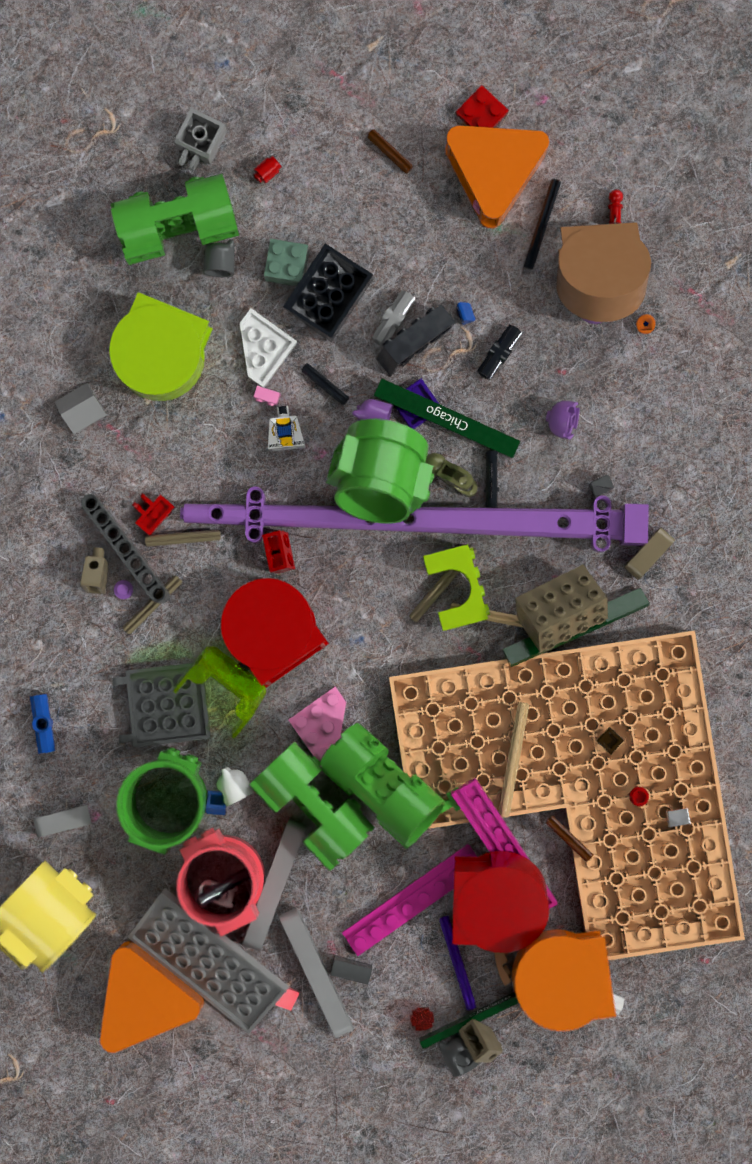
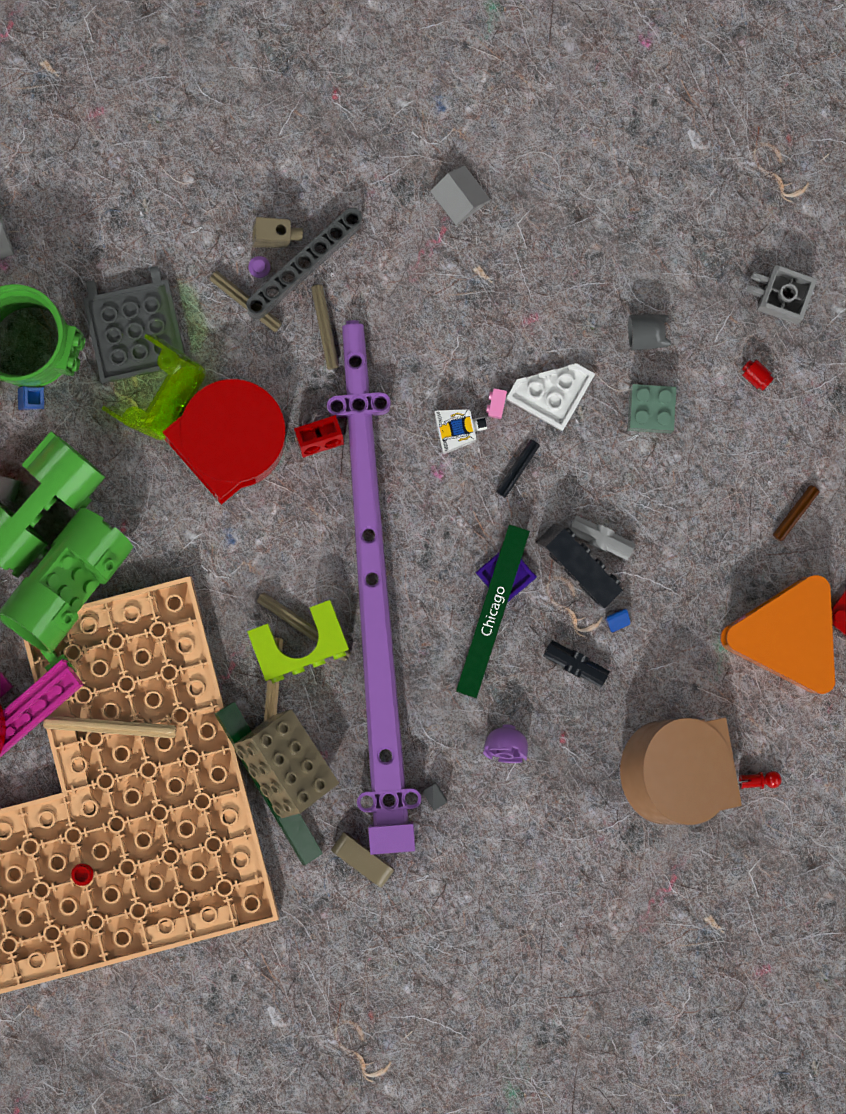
camera: 80 degrees right, 0 degrees up
(40, 710) = (113, 191): blue piece -> none
(144, 226) = (673, 241): bright green cylinder -> none
(154, 515) = (347, 292): red hinge -> none
(159, 349) = (534, 274): lime brick -> none
(233, 785) = (49, 414): white piece -> none
(321, 722) = (132, 506): bright pink plate -> none
(328, 292) = (622, 460): black slope -> none
(373, 410) = (487, 527): medium lavender piece -> none
(380, 471) = (418, 540): bright green cylinder -> none
(452, 474) = (436, 606): olive piece -> none
(491, 479) = (426, 670): black pin -> none
(542, 224) = (731, 697): black axle -> none
(569, 838) = (26, 799): reddish brown axle -> none
(610, 740) = (142, 834): dark brown tile -> none
(645, 323) = (628, 829): orange tile -> none
(678, 817) = (63, 921): flat silver piece -> none

